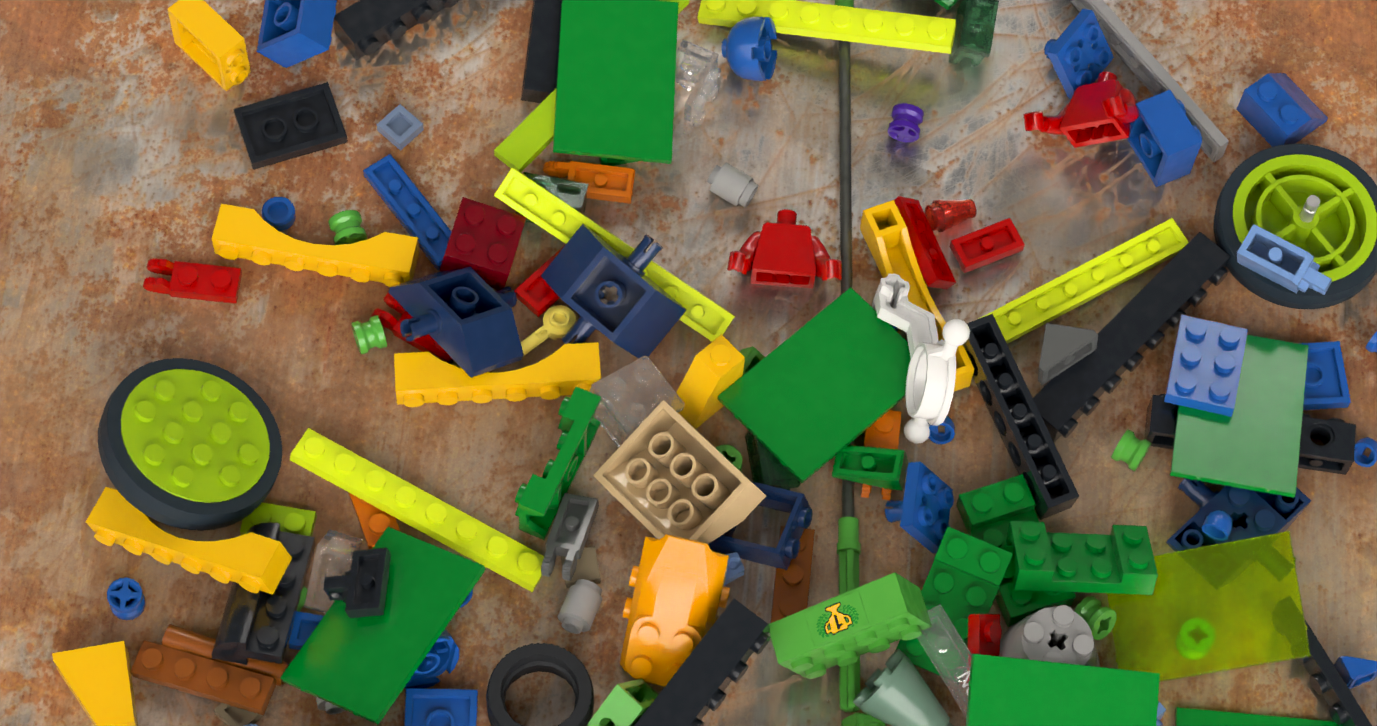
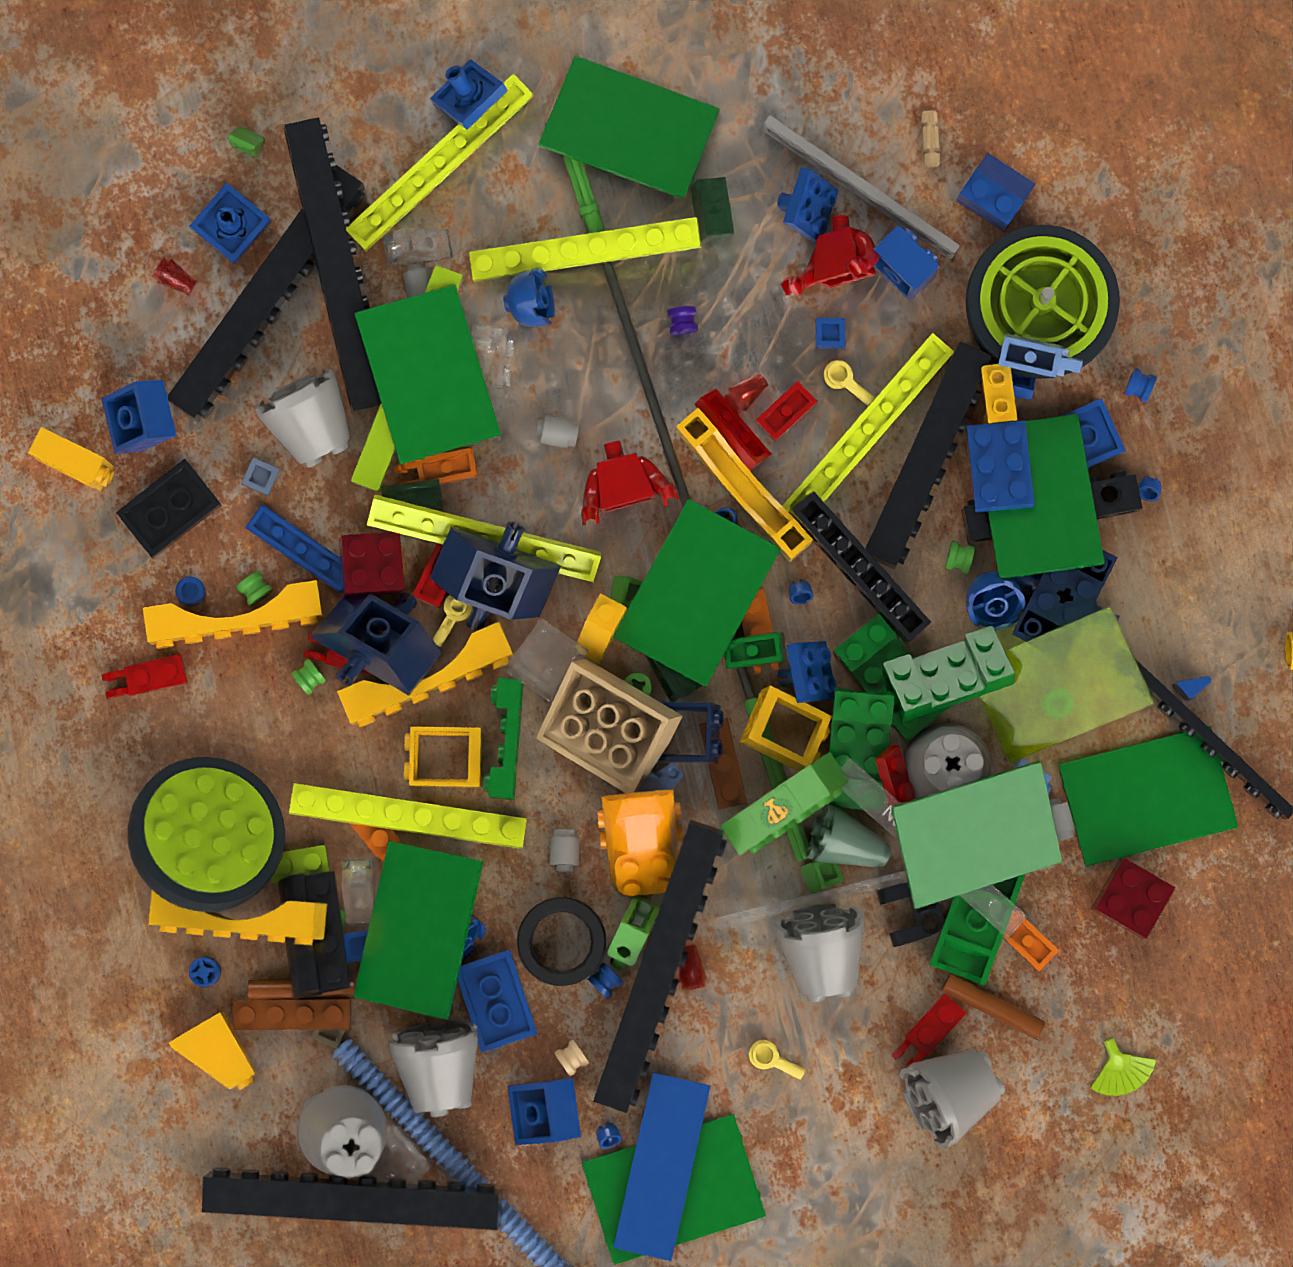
camera: 15 degrees left, 20 degrees up
(364, 585) = (390, 902): black hinge -> none
(473, 77) = (307, 417): none -> light grey cone
(493, 437) = (411, 768): none -> yellow window
(569, 533) = (534, 793): dark grey hinge -> none
(586, 568) = (552, 814): dark tan tile -> none
(851, 567) = (759, 717): none -> yellow window
(932, 362) = (777, 553): white piece -> none
(1056, 231) = (839, 375): none -> light yellow plate
(1060, 188) = (830, 333): none -> blue tile
(1063, 348) = (878, 497): dark grey slope -> none
(1099, 618) = (973, 716): bright green wheel -> none
(1157, 501) = (994, 601): none -> blue cylinder
(1218, 525) = (1050, 611): blue hinge -> none
(1227, 41) = (930, 138): none -> tan axle
(1227, 293) = (998, 394): none -> yellow bracket
(1250, 301) = (1023, 386): none -> blue plate

